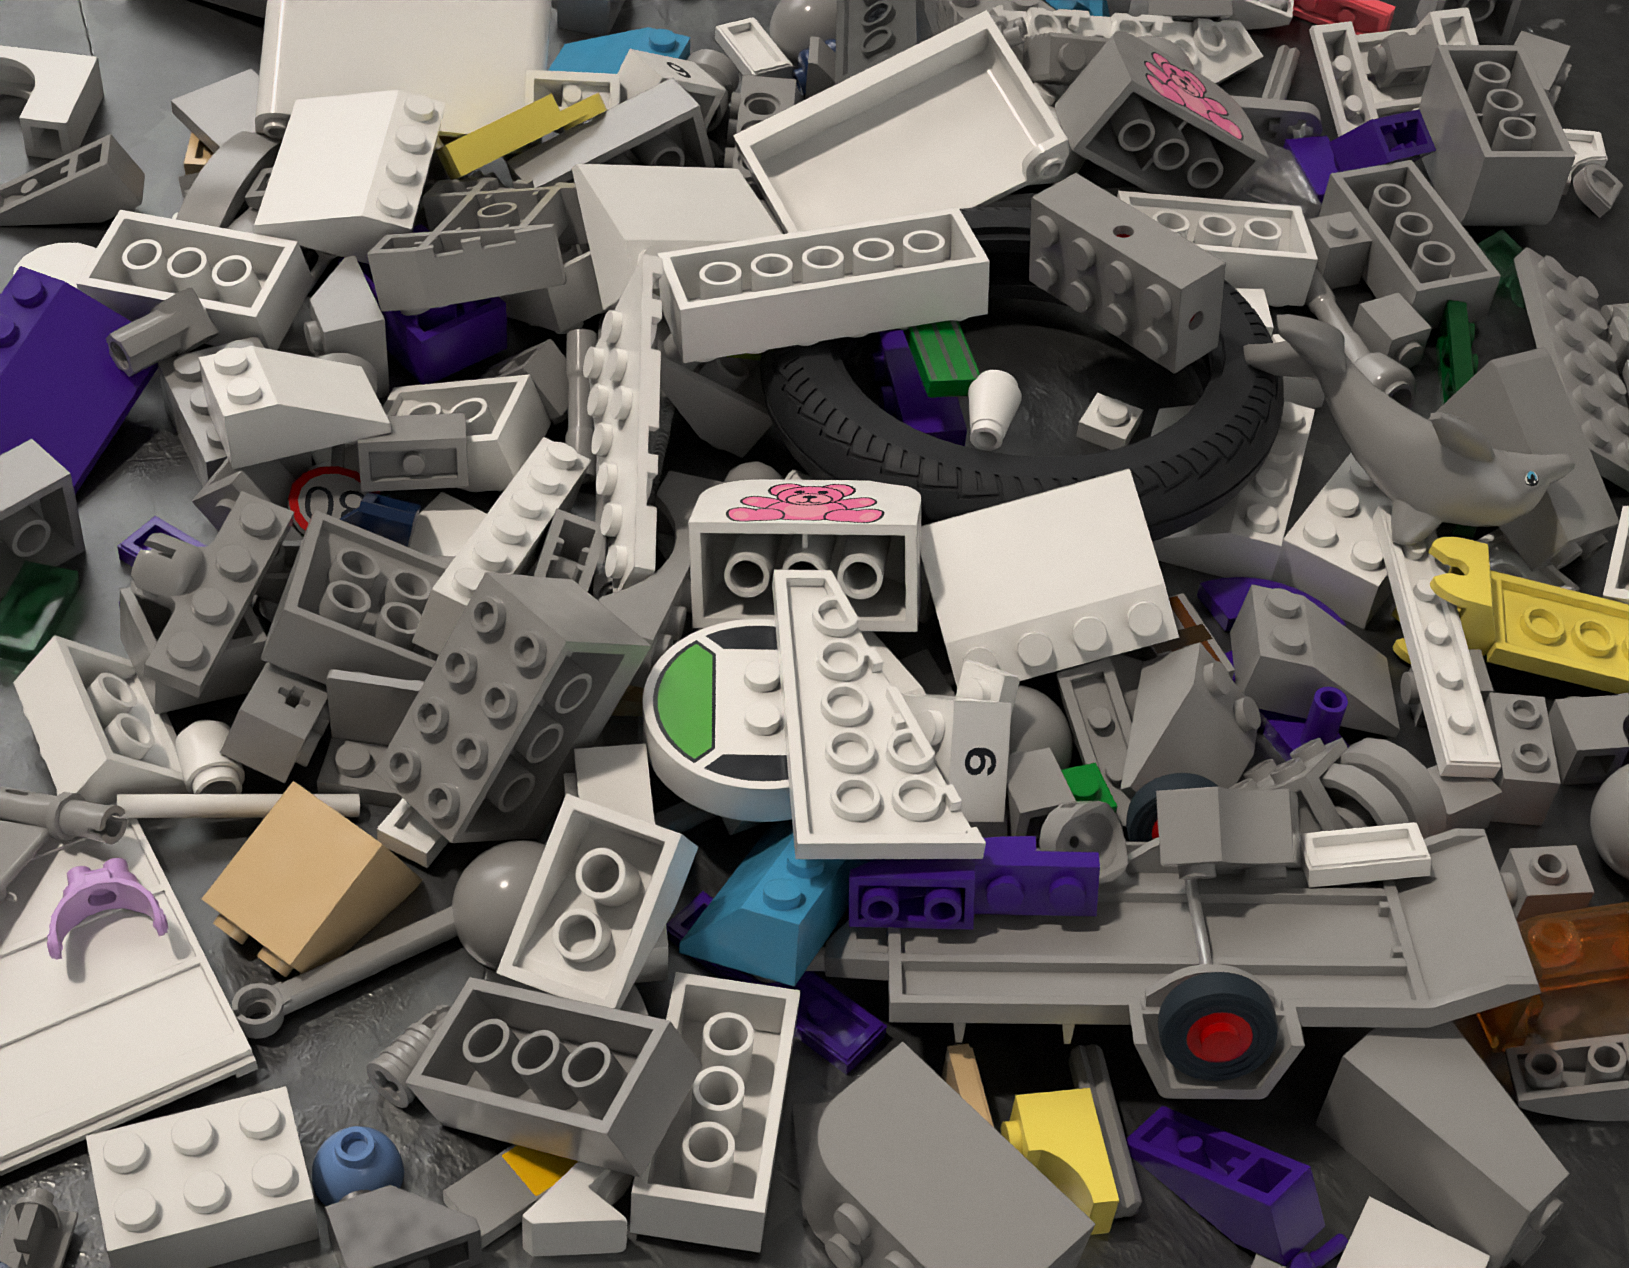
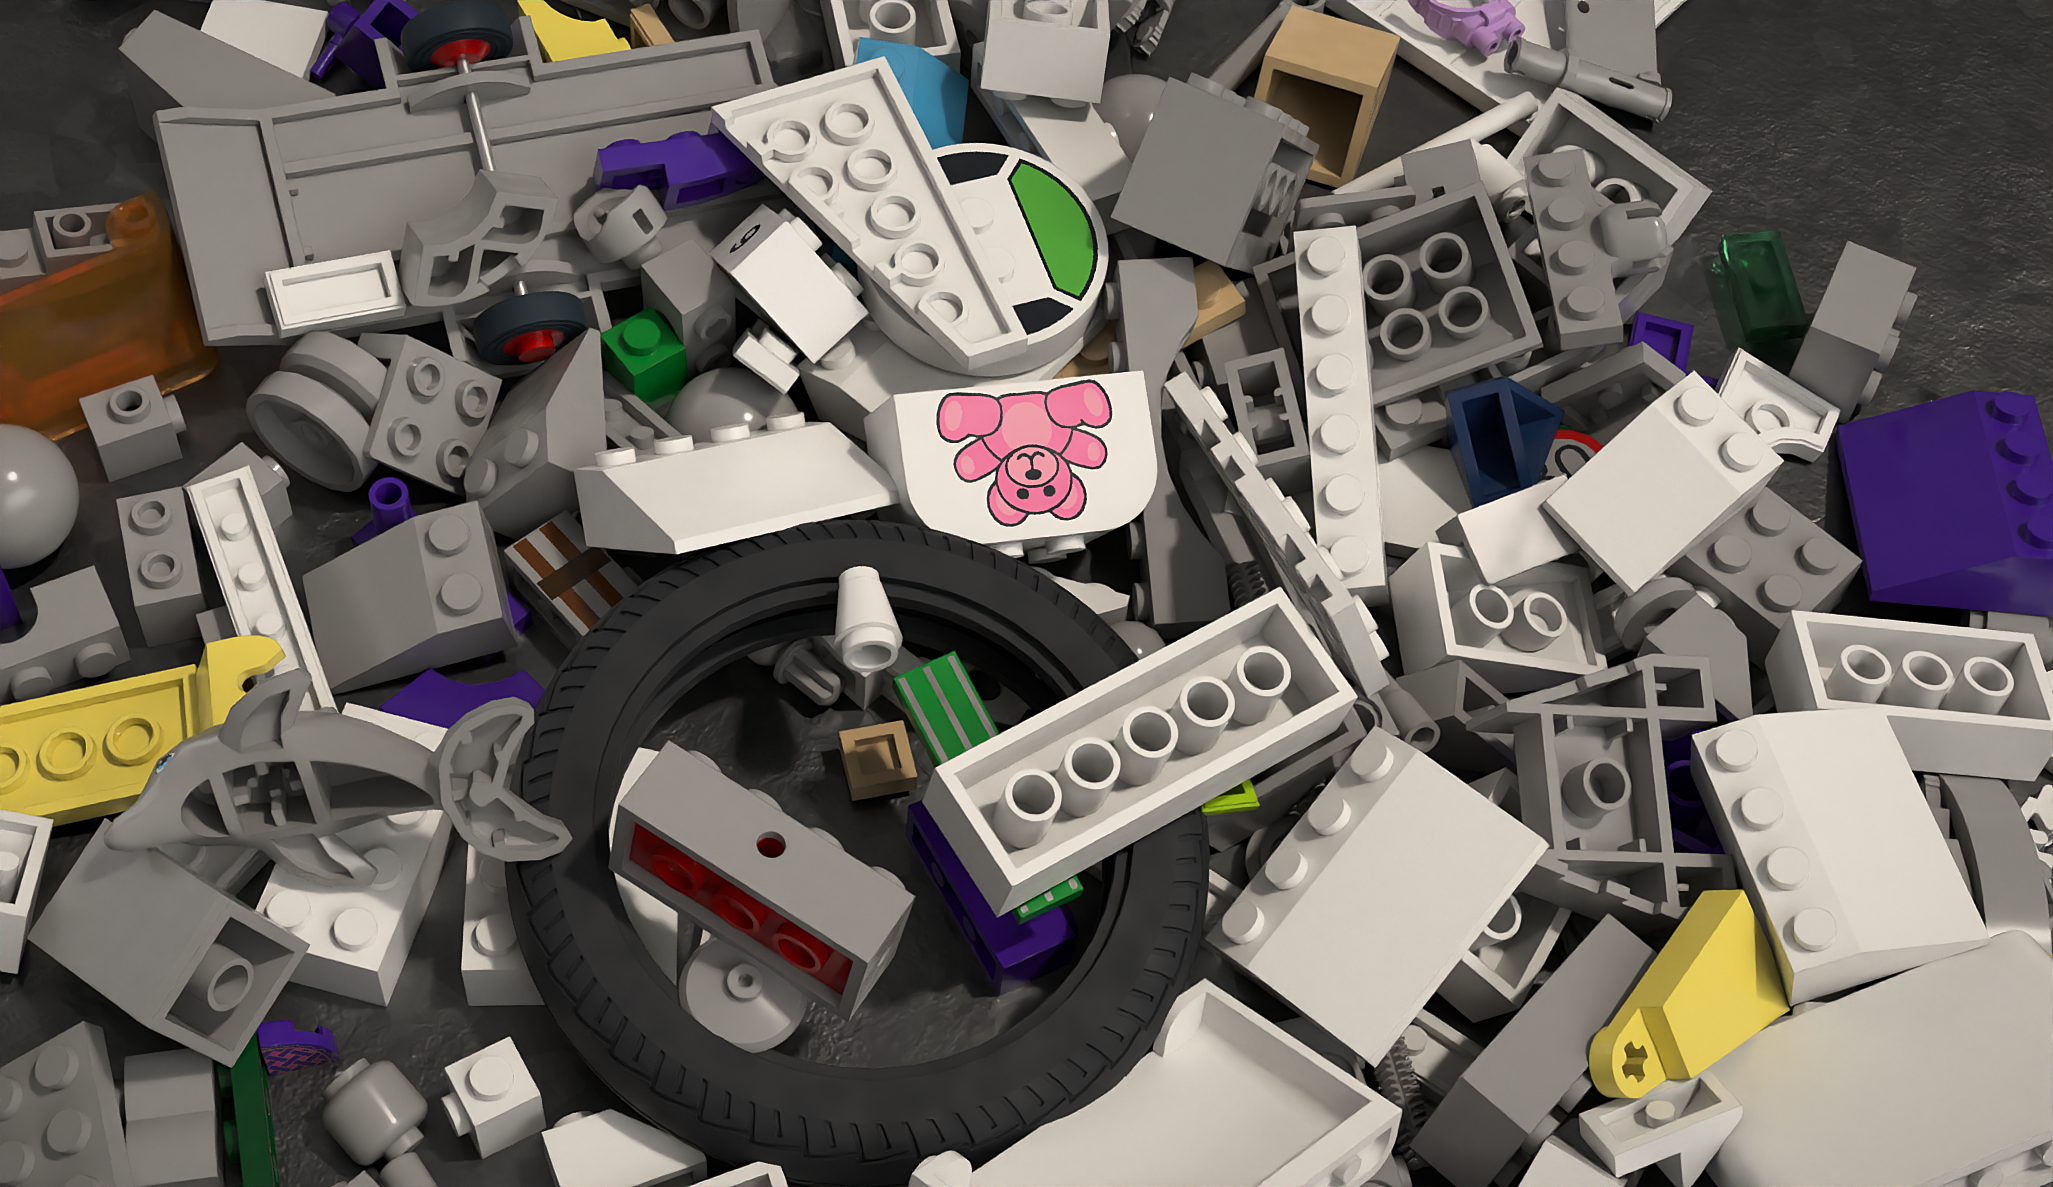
camera: 160 degrees right, 10 degrees up
(125, 516) = (1777, 407): none -> white tile
(171, 328) = (1873, 574): light grey piece -> none

